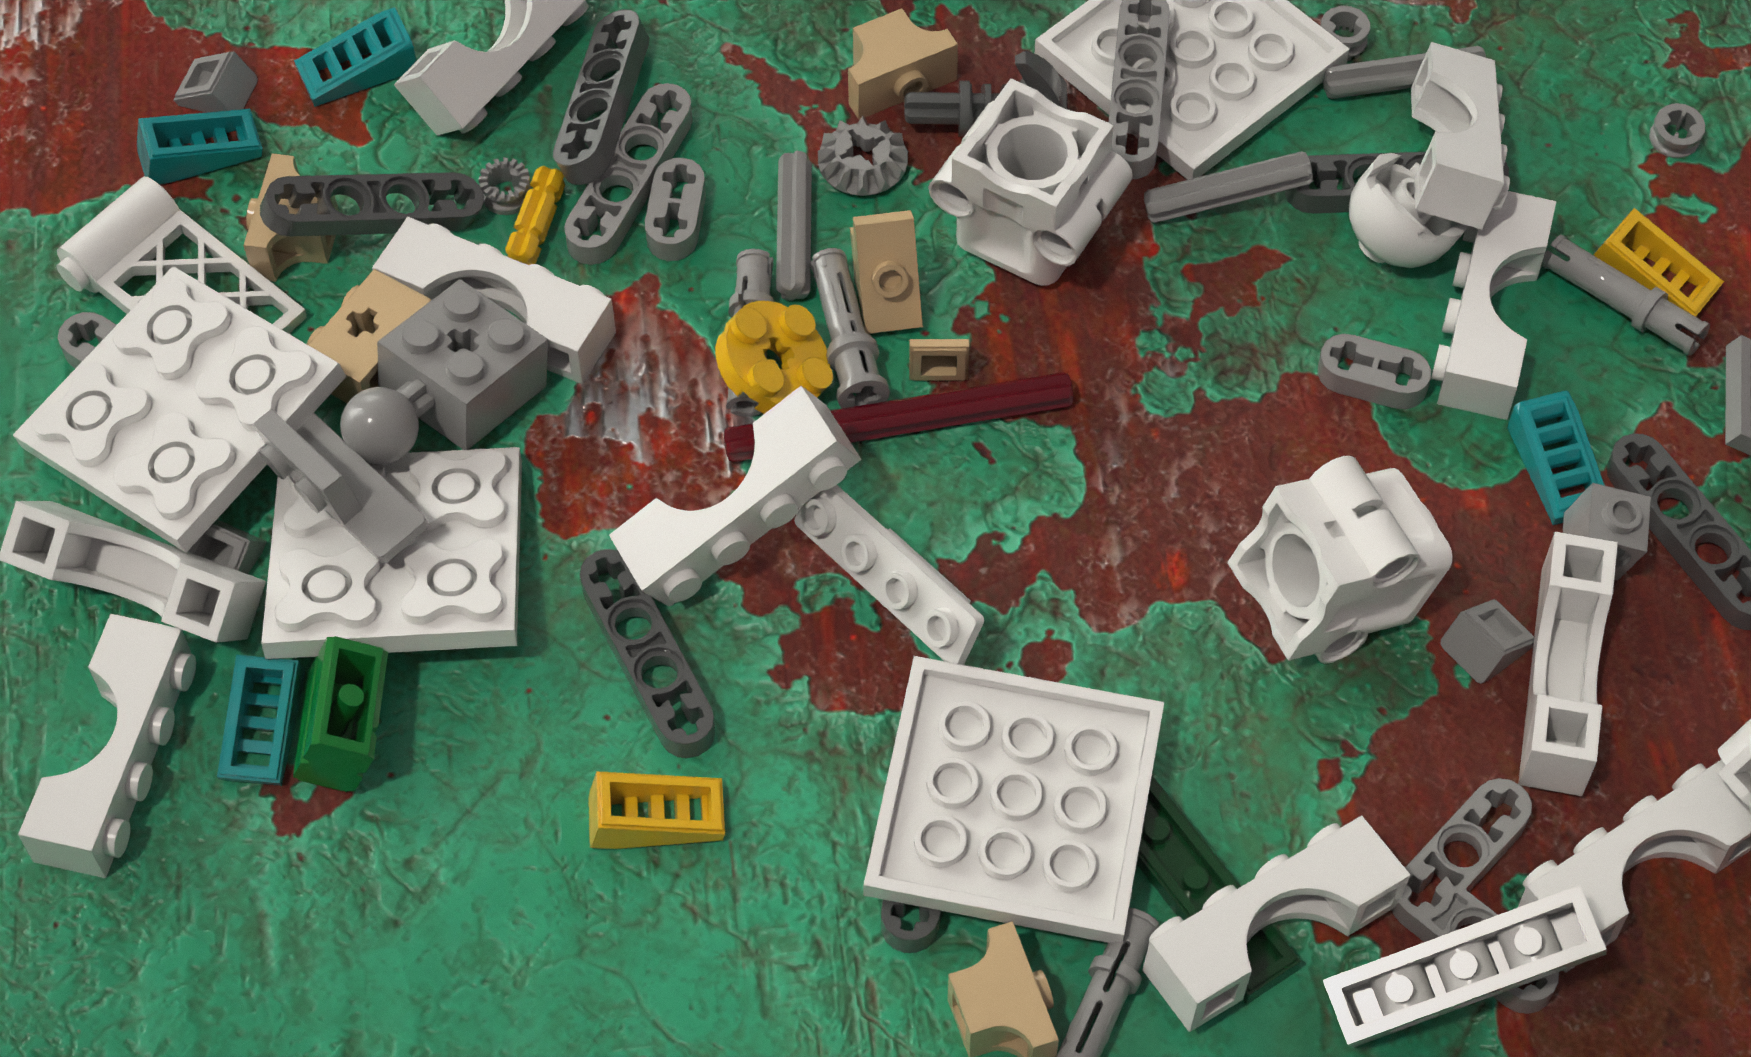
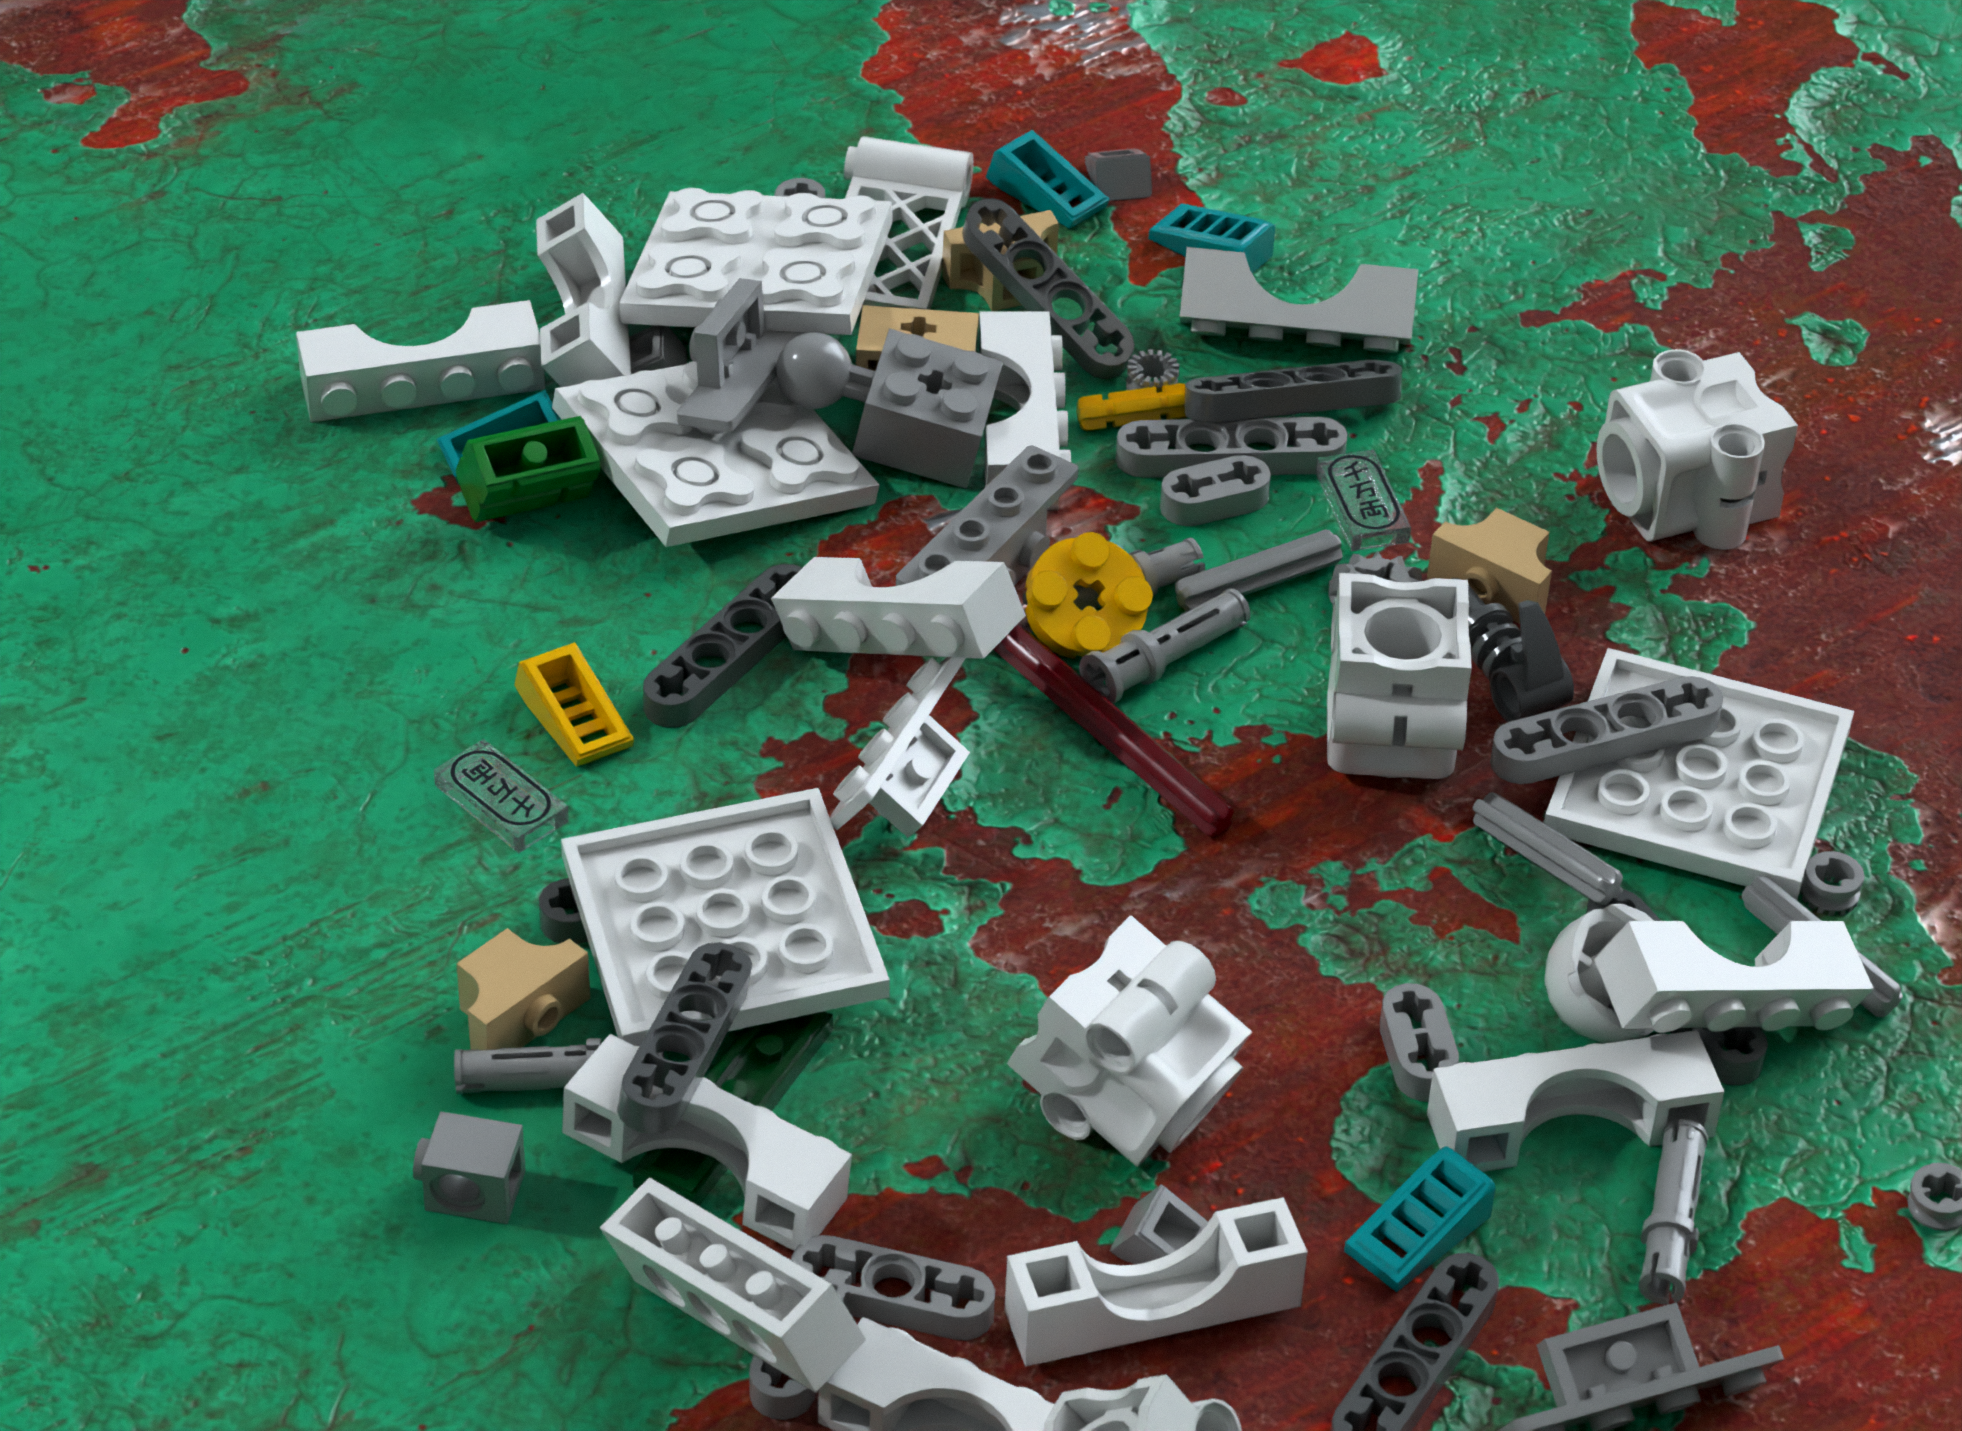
camera: 60 degrees right, 15 degrees down
(663, 387) = (1002, 521): none -> light grey bracket
(732, 916) = (501, 795): none -> clear tile
(749, 114) = (1363, 500): none -> clear tile
(886, 271) = (1242, 634): tan brick -> none
(938, 359) = (1183, 718): tan slope -> none
(1196, 874) = (686, 1036): none -> dark grey beam
(1612, 516) = (1343, 1267): light grey brick -> none
(1651, 242) = (1745, 1183): yellow slope -> none

